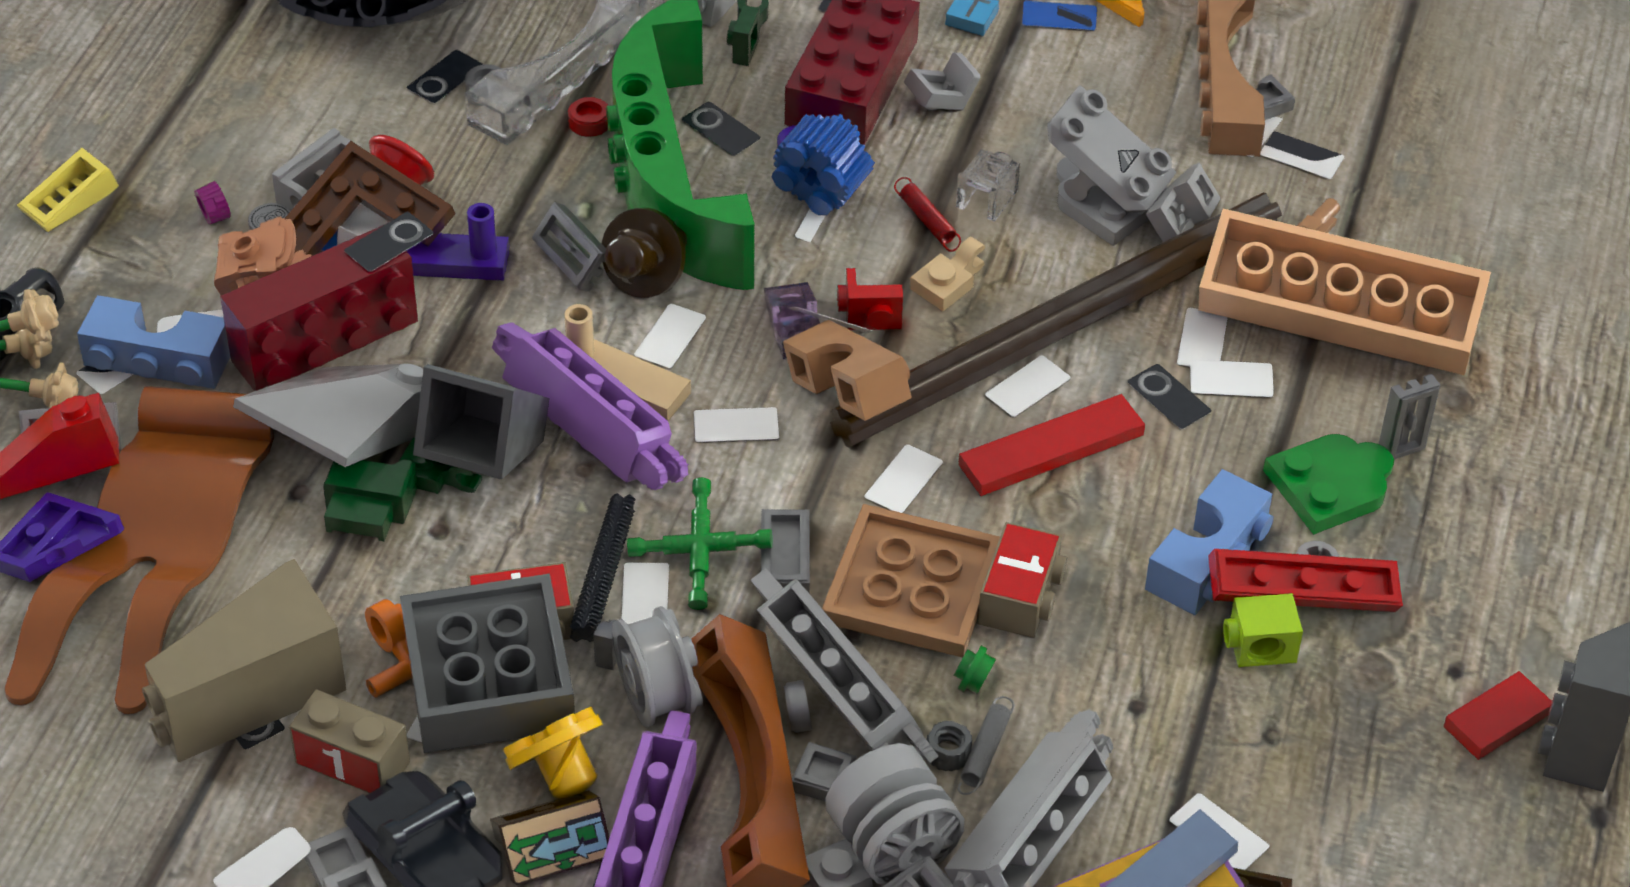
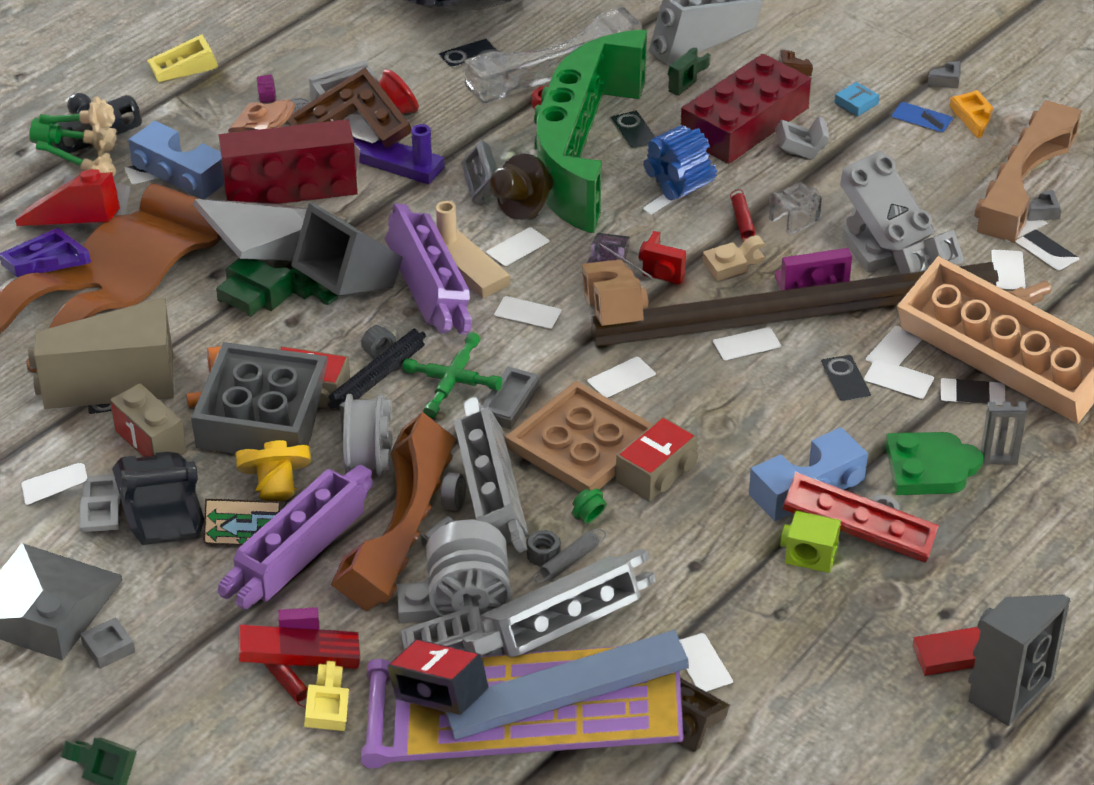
camera: 25 degrees right, 5 degrees down
(388, 241) = (344, 129): black sticker -> none
(579, 527) = (371, 338): none -> dark grey axle
(644, 590) = (403, 395): white sticker -> none
(1051, 444) = (738, 383): red tile -> none
(1065, 266) = (814, 269): none -> magenta bracket
(1271, 181) = (1009, 268): none -> white sticker
(1323, 369) = (972, 391): none -> sticker

